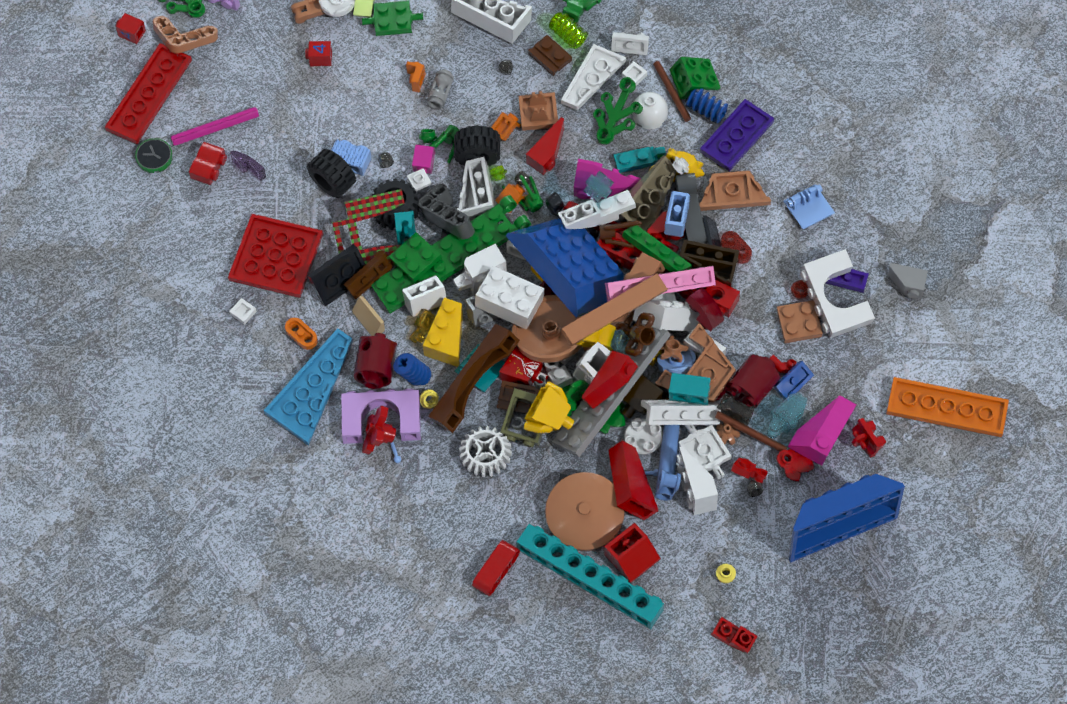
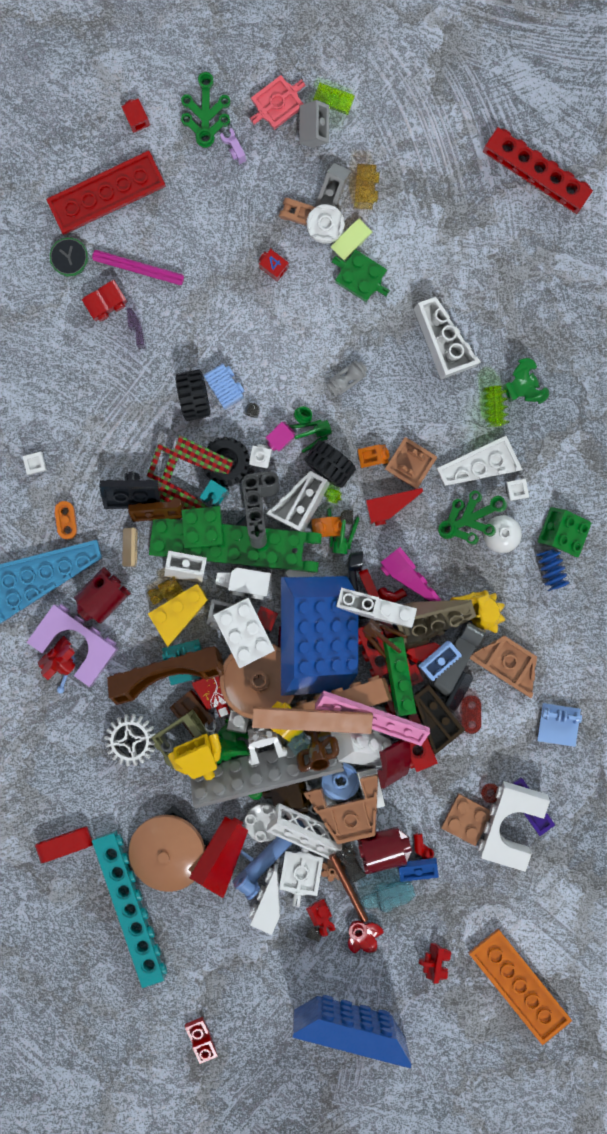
camera: 40 degrees right, 25 degrees up
(180, 42) = (166, 159): nougat beam -> none
(275, 255) = (97, 431): red plate -> none
(412, 369) = (124, 627): blue piece -> none
(417, 75) = (336, 352): orange bracket -> none
(434, 399) = (122, 659): light yellow plate -> none
(505, 67) = (417, 398): clear smoke hinge -> none
(550, 55) = (463, 415): reddish brown plate -> none
(598, 186) = (392, 590): clear light blue hinge -> none
(610, 378) = (268, 771): red slope -> none
(630, 43) = (541, 462): white tile -> none
(631, 553) = (174, 916): red slope -> none
(638, 158) = (457, 571): teal hinge -> none
(670, 88) = (536, 529): copper bar -> none
(673, 349) = (343, 776): nougat animal -> none
(680, 165) = (478, 620): white plate -> none
(689, 388) = (324, 825): teal hinge -> none
(725, 578) = (238, 981): light yellow plate -> none
(737, 135) = (555, 614): dark purple plate -> none
(821, 432) = (407, 931): dark pink wedge -> none
(908, 280) = (582, 857): light grey slope -> none

